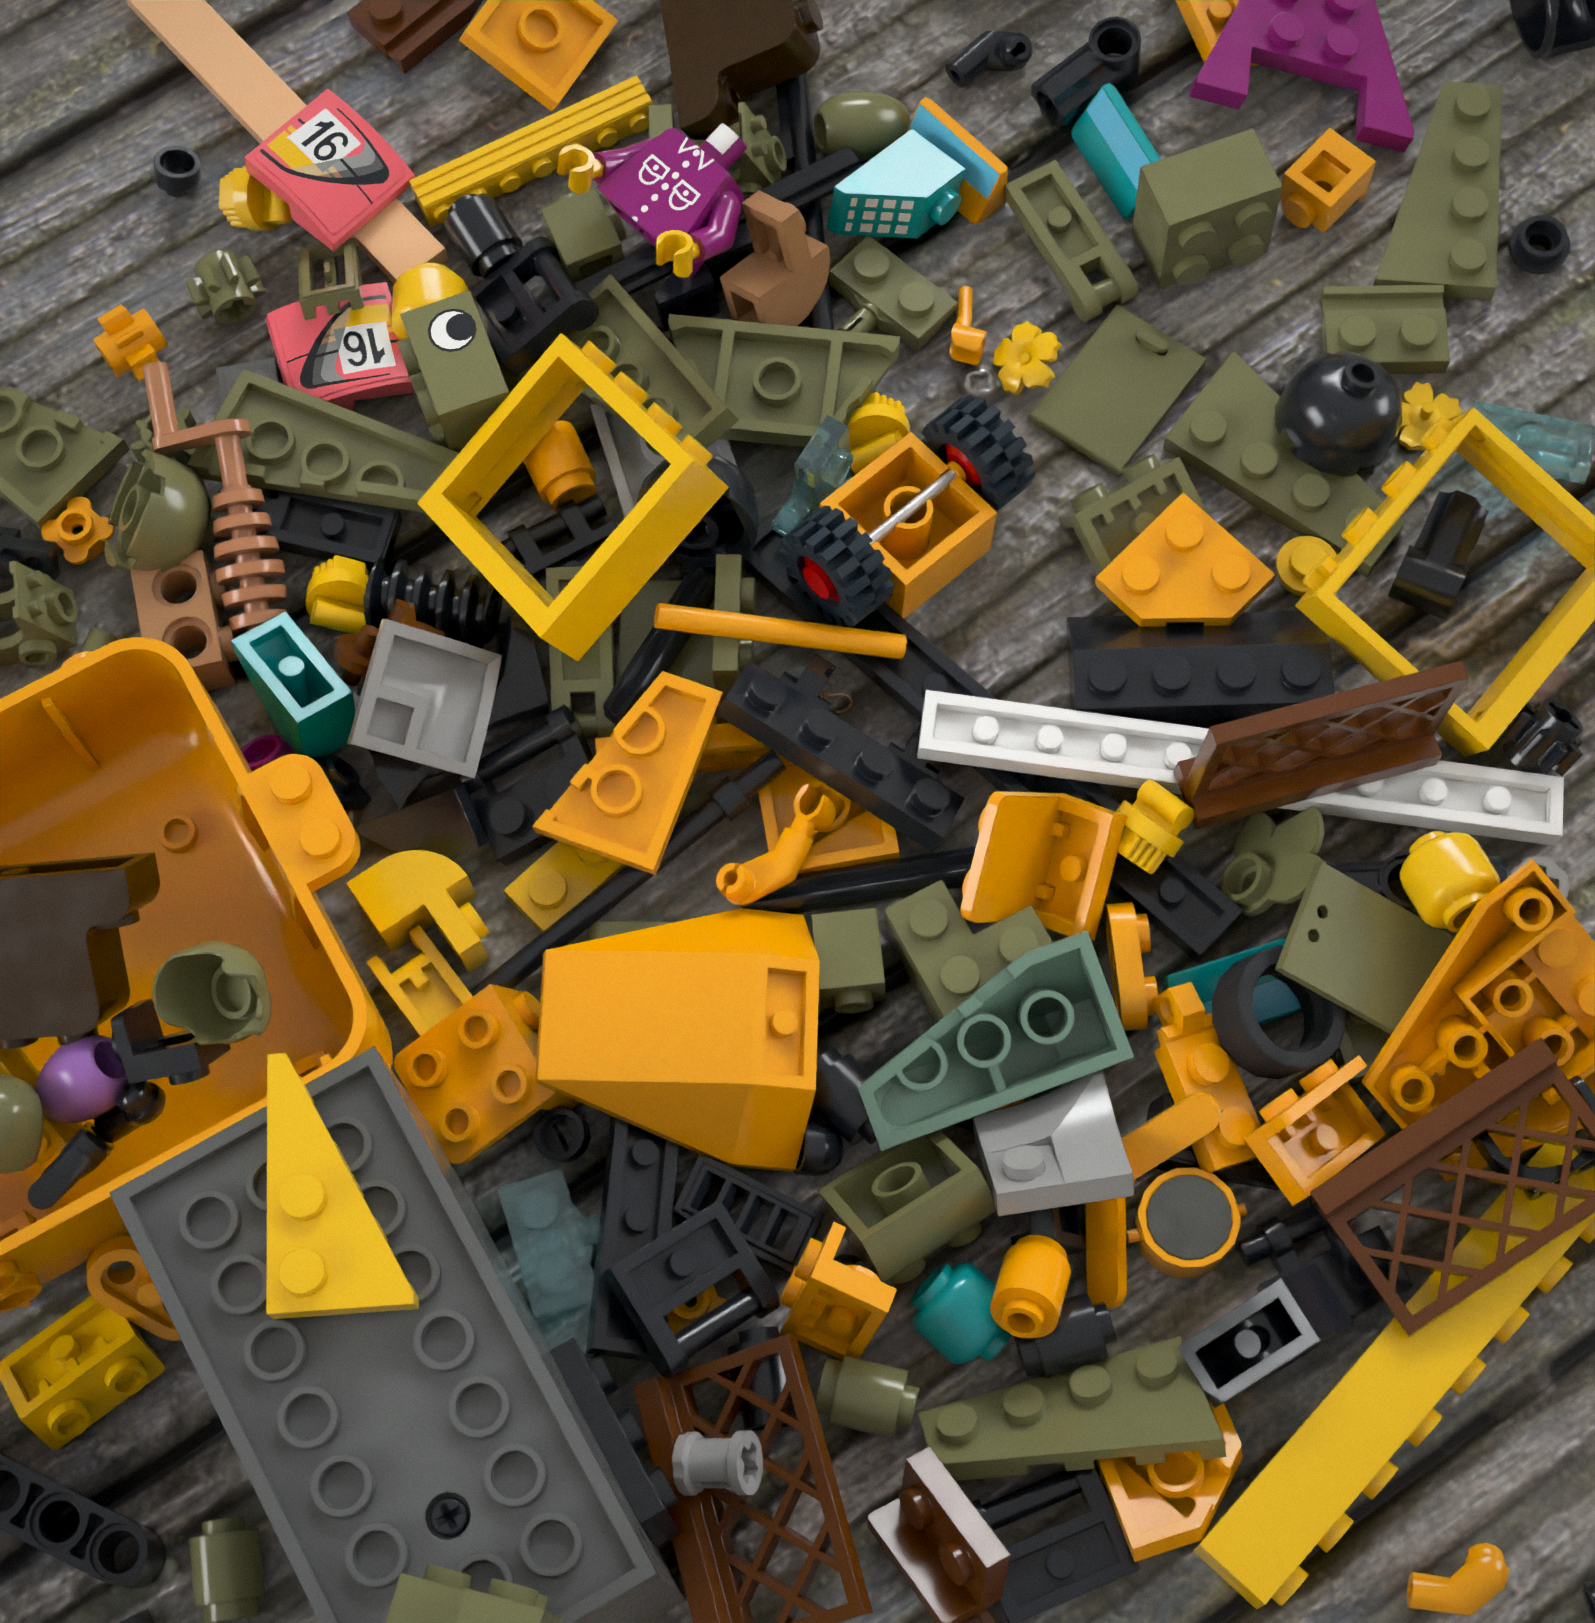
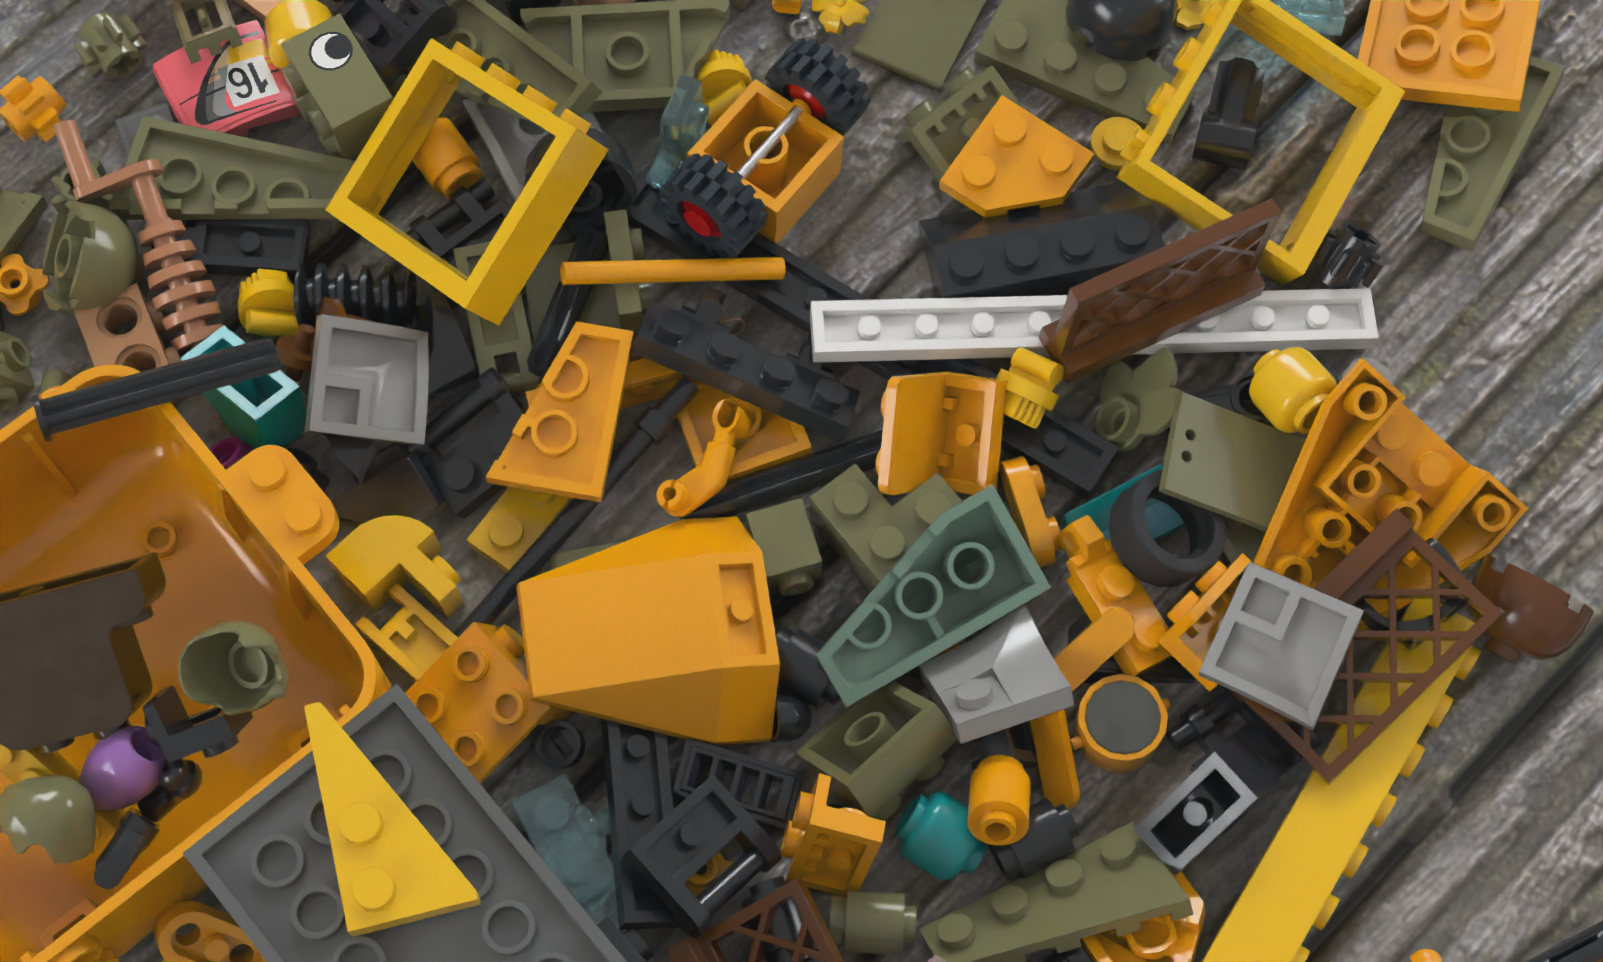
camera: 15 degrees left, 0 degrees up
(188, 670) = (155, 386): none -> black axle
(1380, 1169) = (1281, 644): none -> light grey plate

